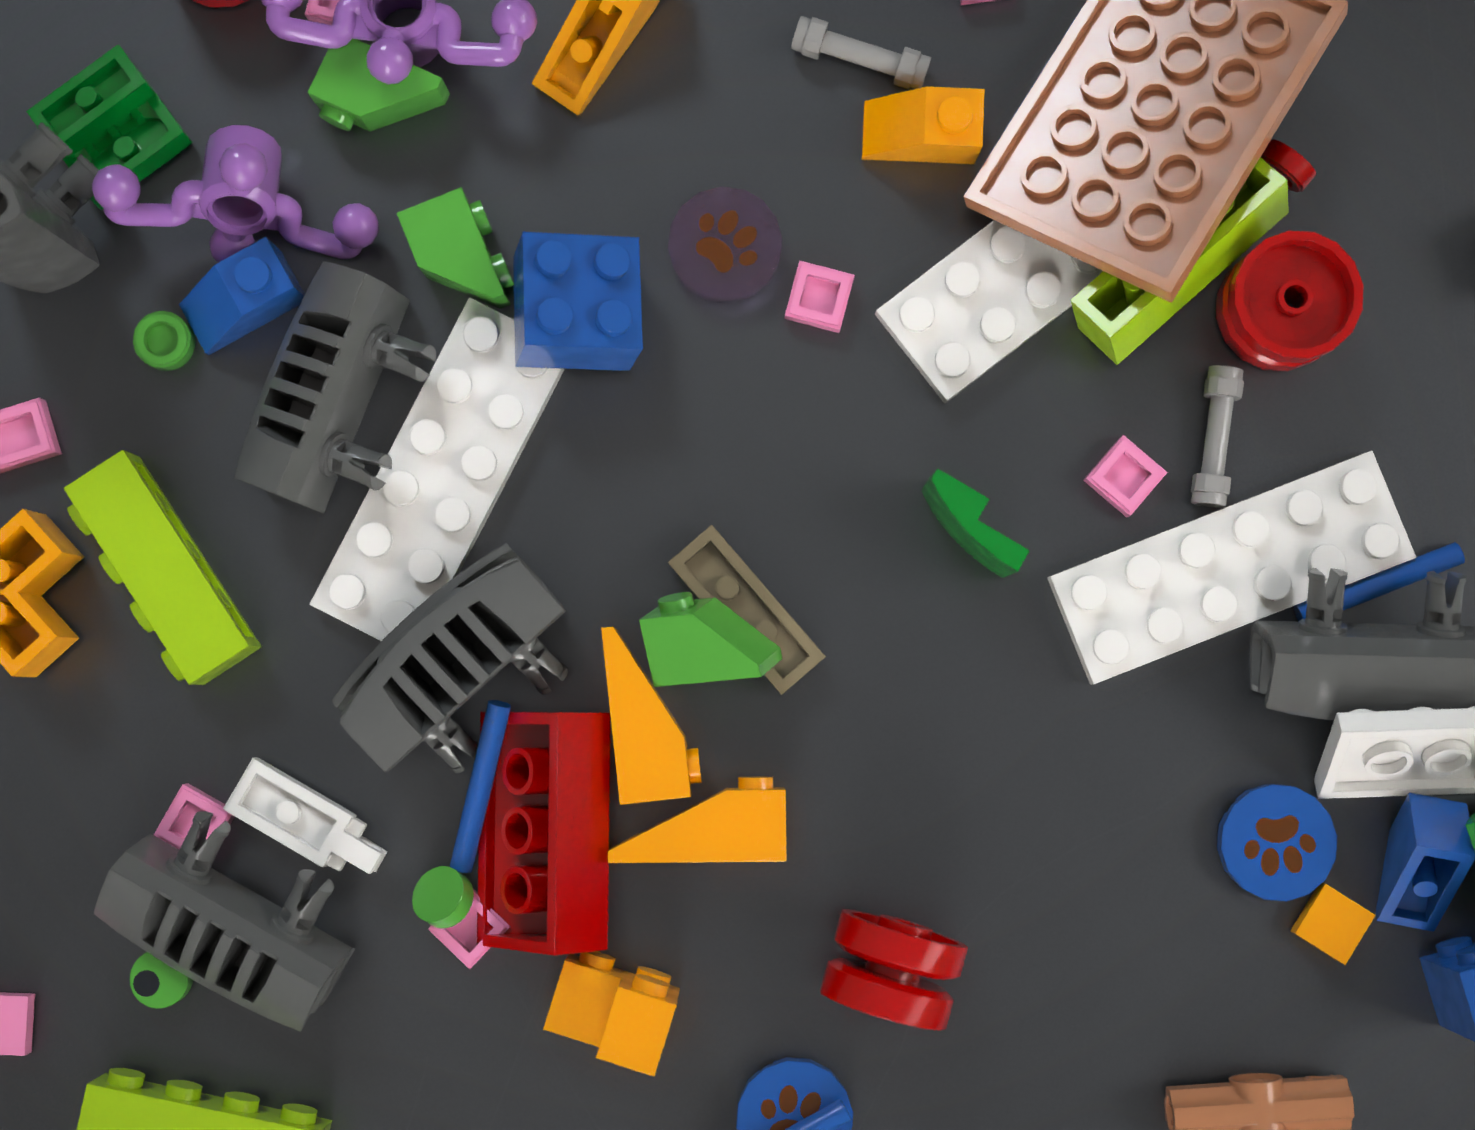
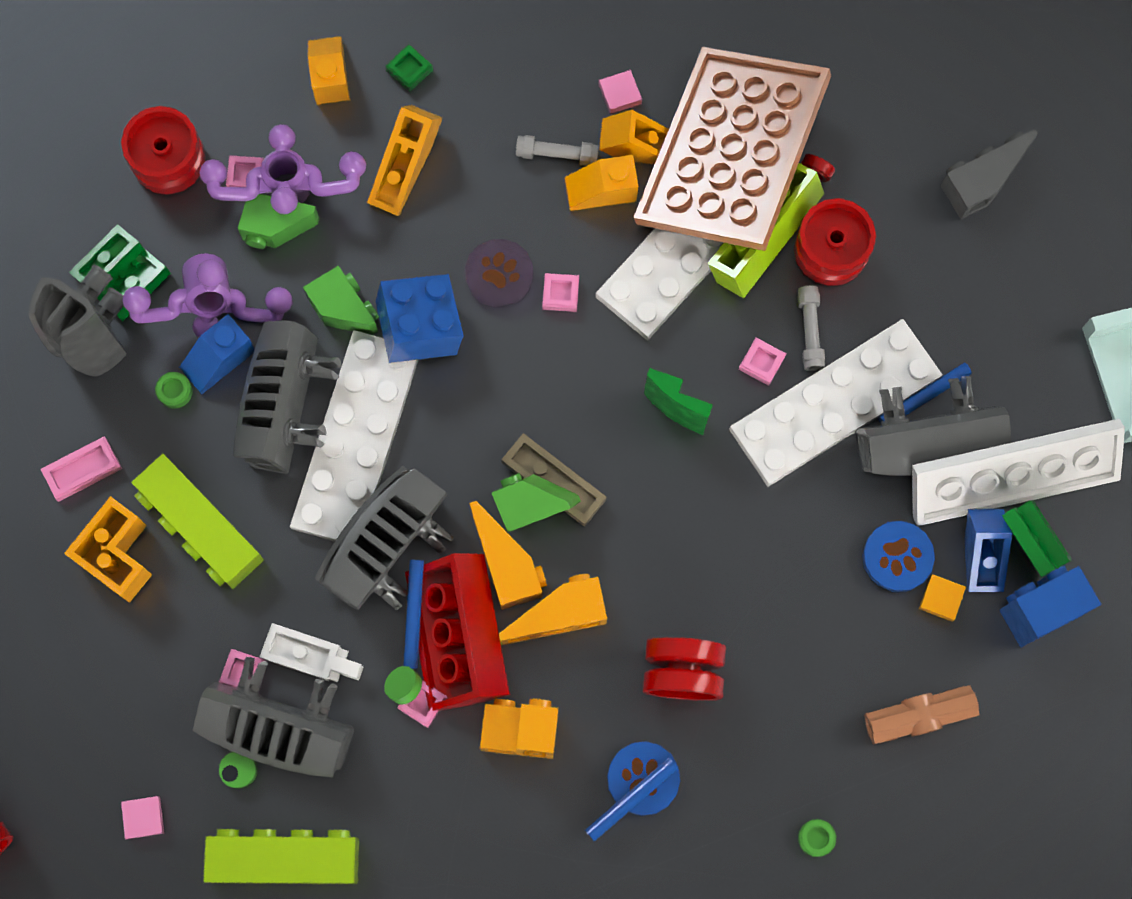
camera: 15 degrees left, 10 degrees down
(990, 55) = (632, 135): none -> light orange slope

